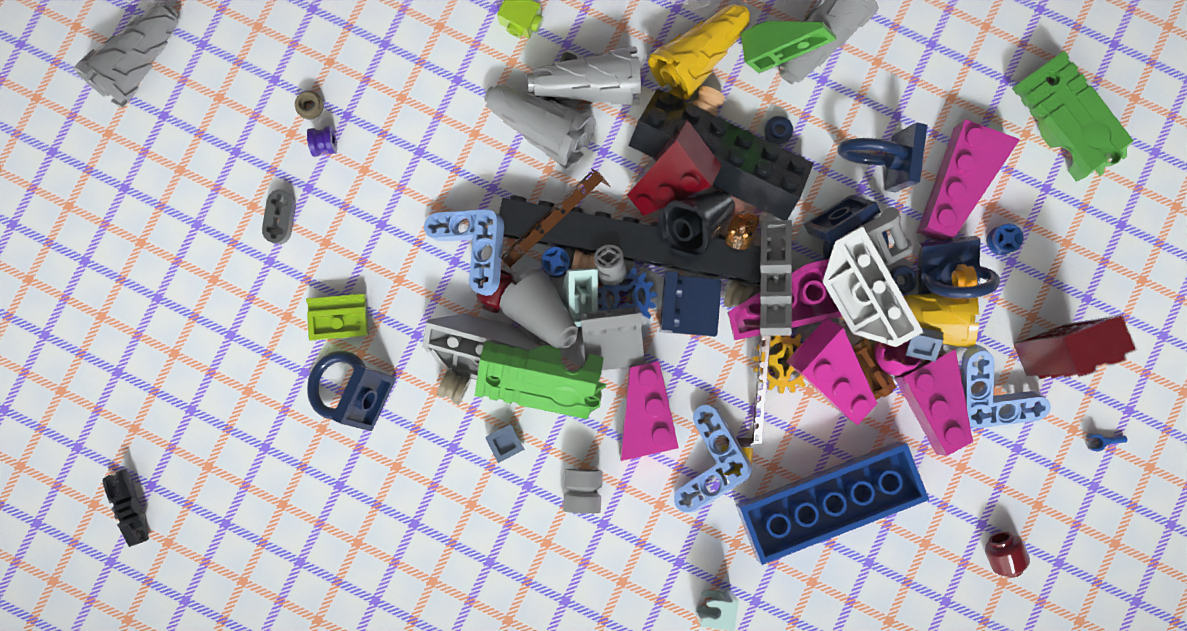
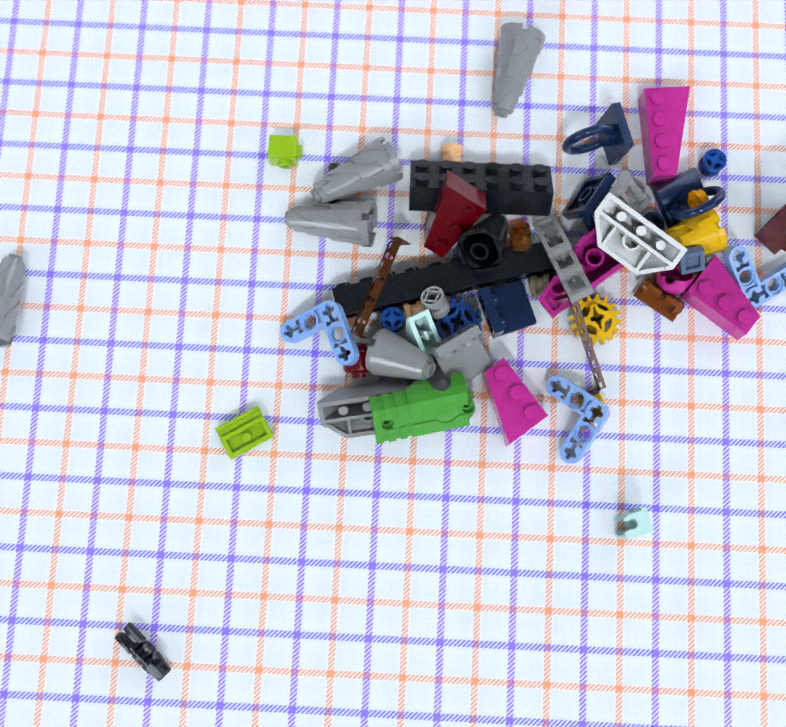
camera: 25 degrees left, 5 degrees down
(272, 216) = (160, 378): dark grey beam -> none
(306, 97) = (148, 279): dark tan plate -> none
(321, 141) = (175, 306): dark purple wheel -> none
(362, 397) = (291, 483): dark blue tile -> none
(453, 387) = (356, 446): dark tan wheel -> none
(504, 443) = (414, 472): sand blue plate -> none
(582, 491) = (490, 481): light grey wheel -> none
(690, 57) = (425, 128): yellow cone -> none
(777, 138) = (507, 159): dark blue plate -> none
(780, 41) = (487, 88): bright green slope -> none
(832, 502) = (678, 407): blue brick -> none
(833, 370) = (636, 308): dark pink wedge -> none
(1074, 117) = (720, 55): bright green piece -> none

